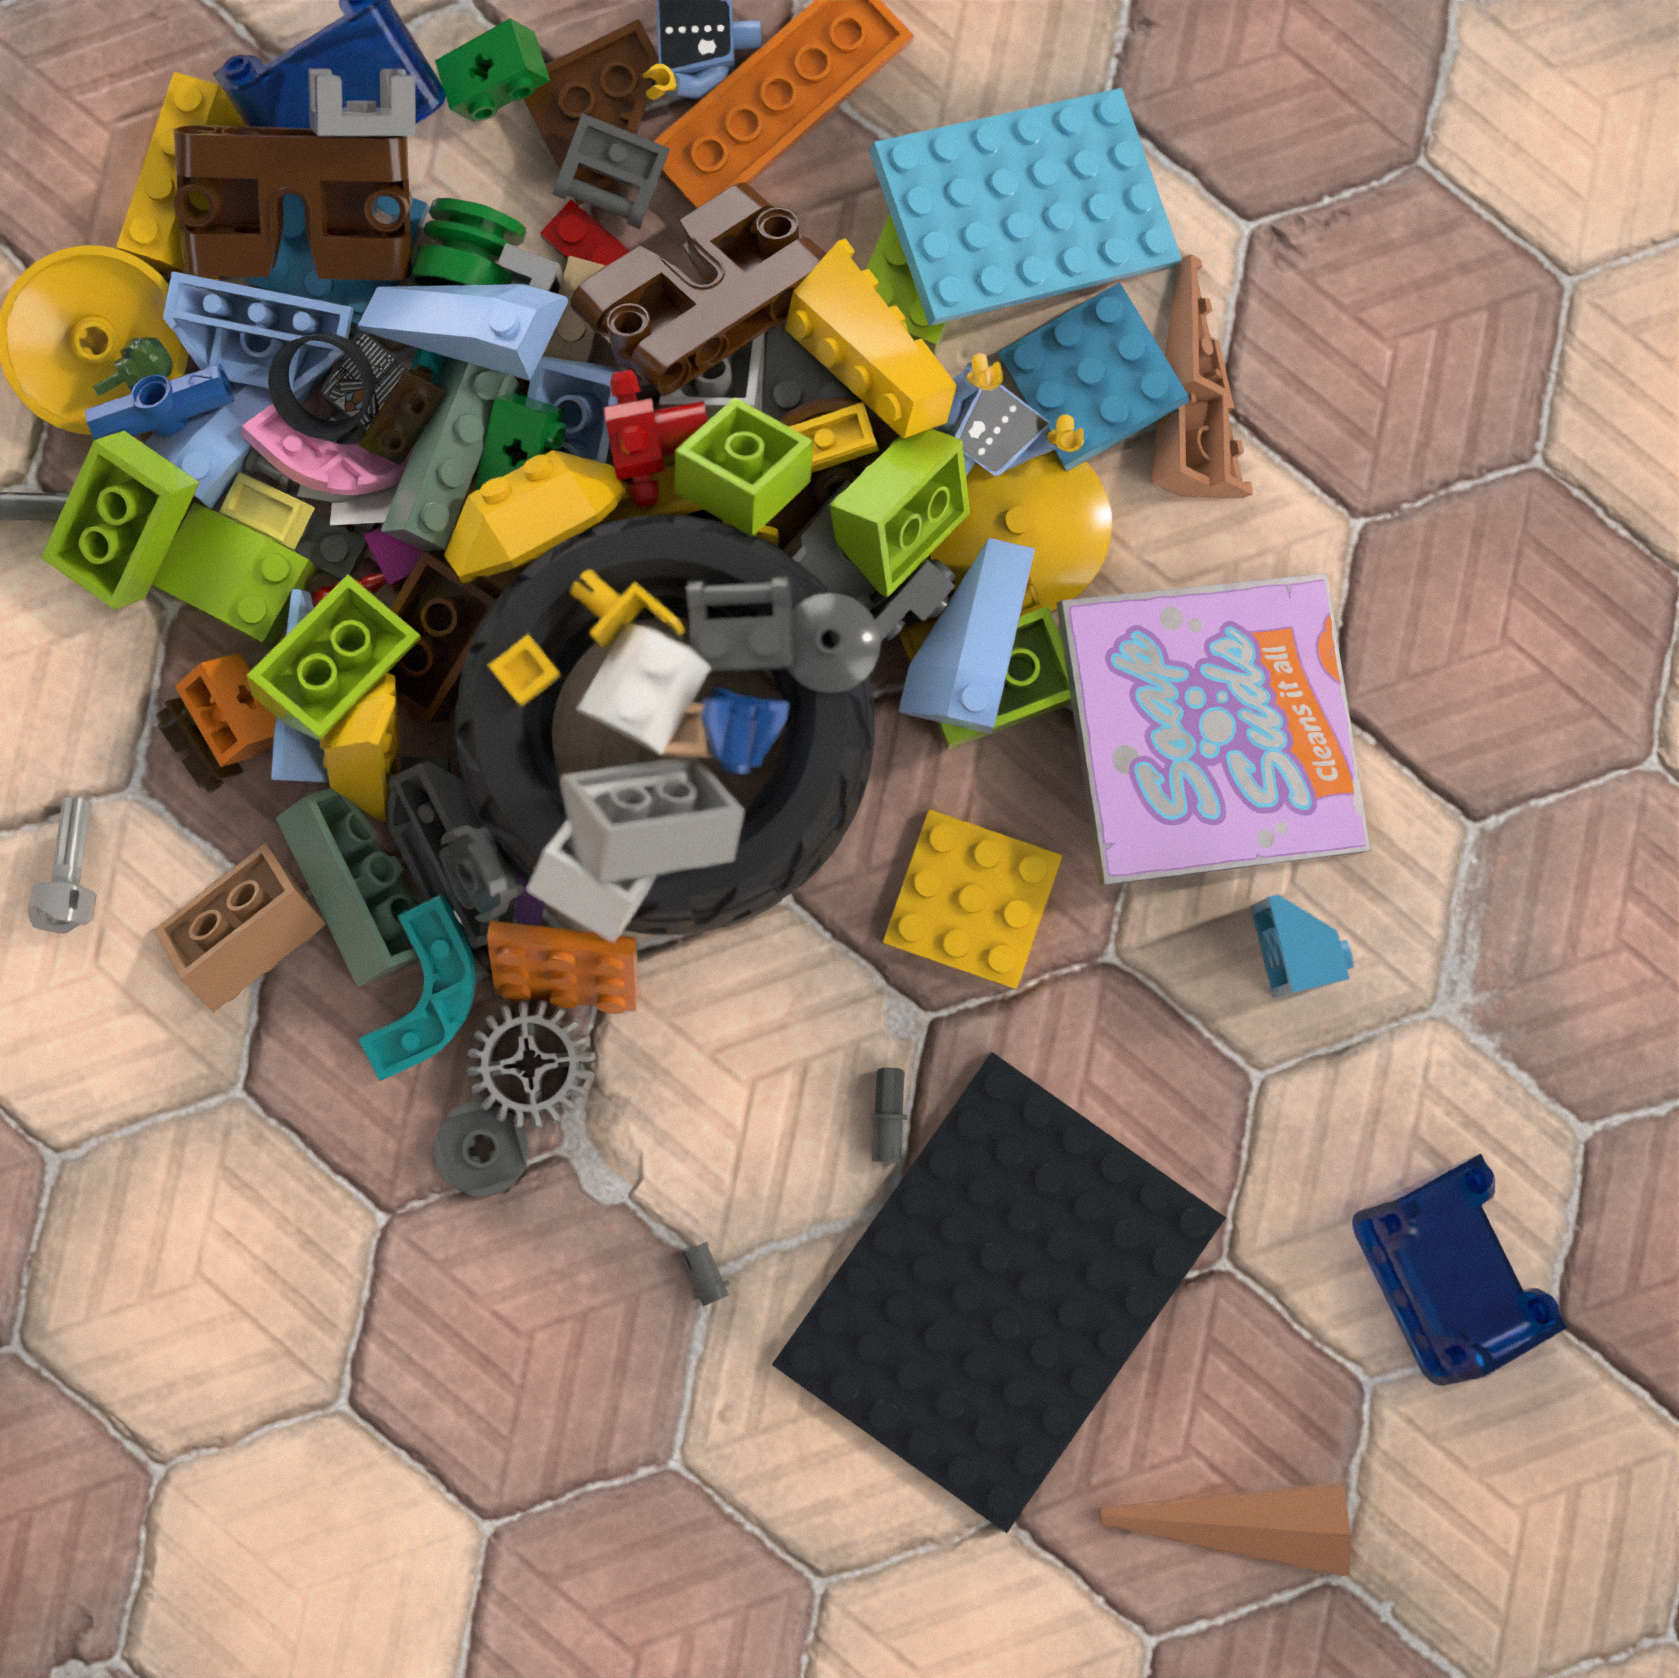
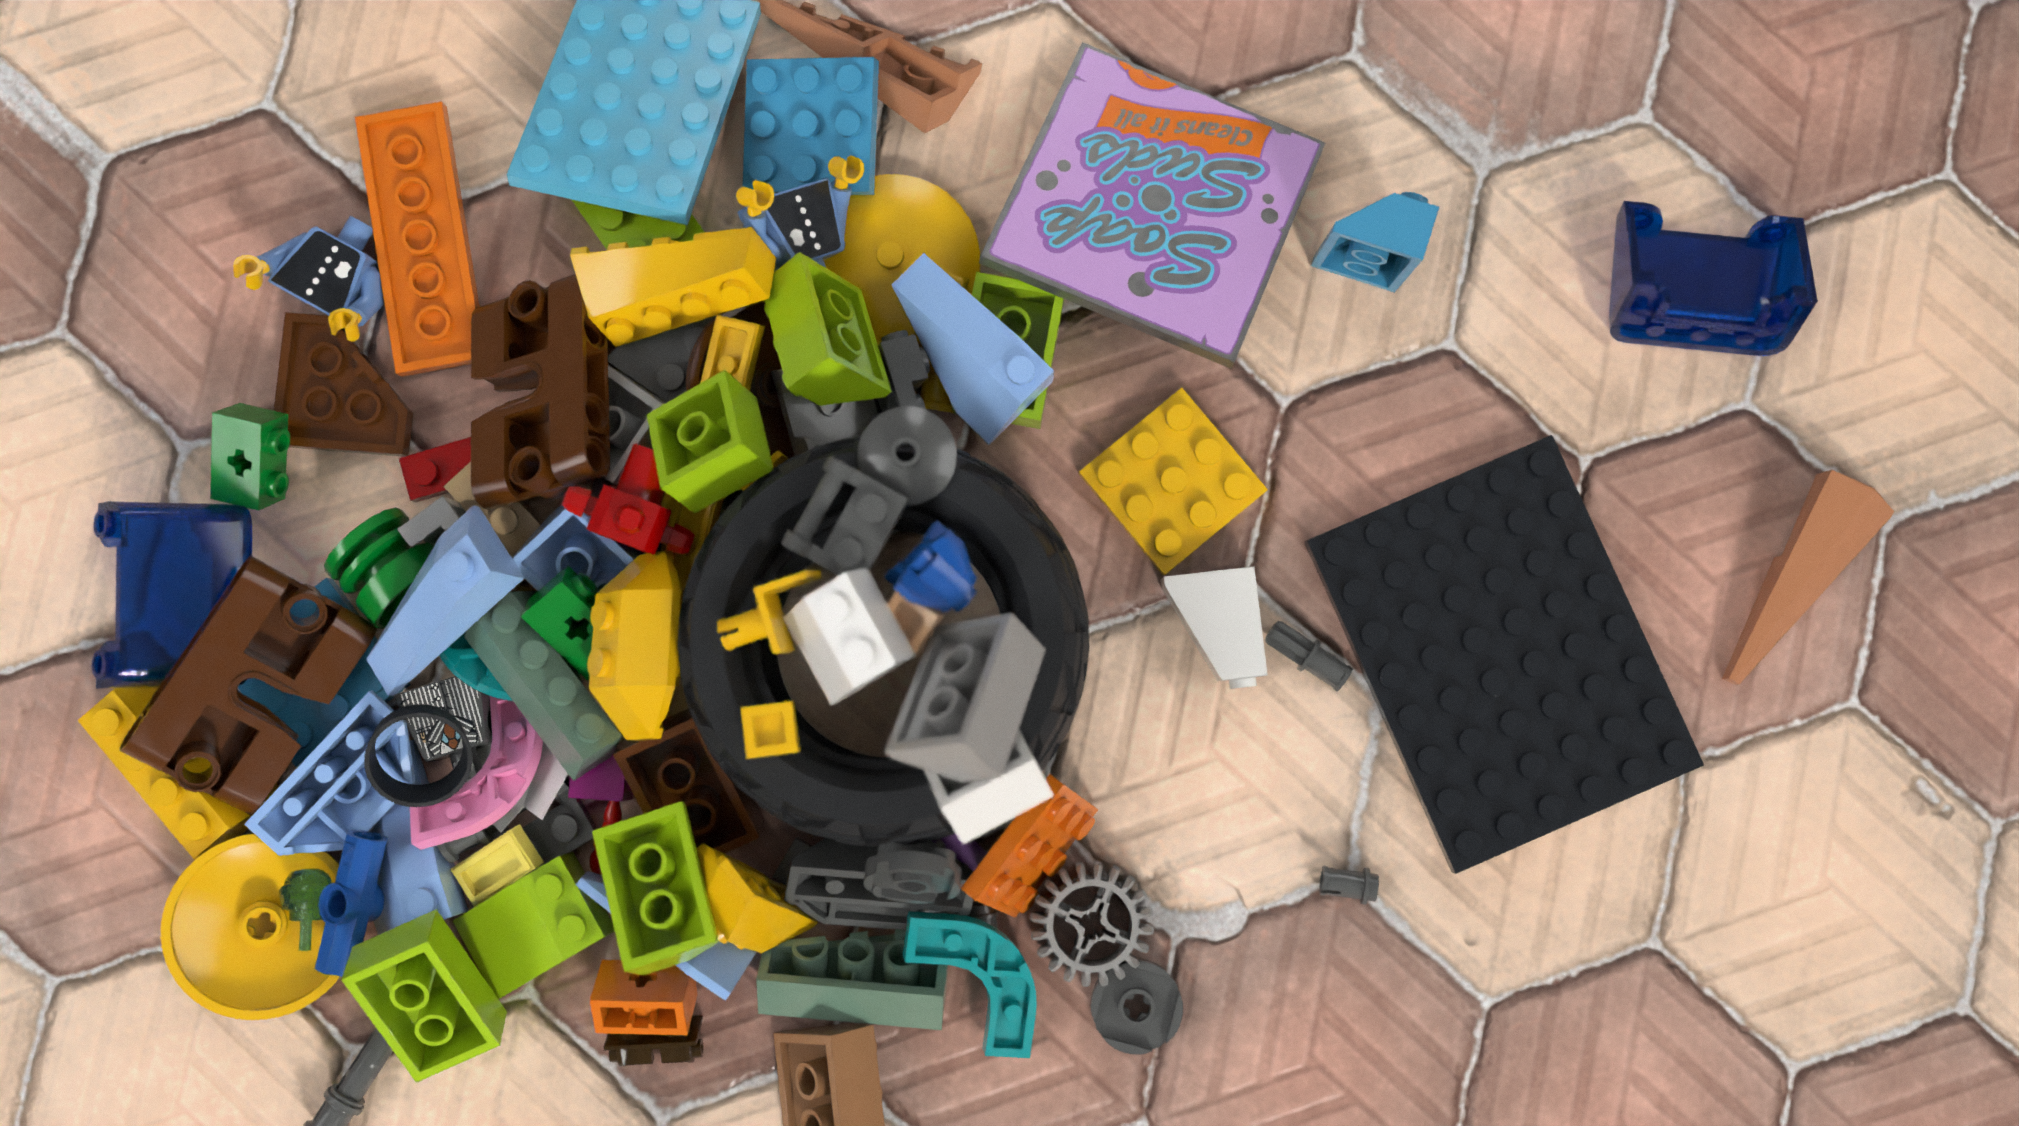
camera: 55 degrees left, 0 degrees up
(362, 118) = (215, 546): light grey panel -> none
(403, 415) = (488, 702): dark brown hinge -> none
(618, 157) = (386, 397): dark grey plate -> none
(871, 1019) = (1222, 620): none -> white slope

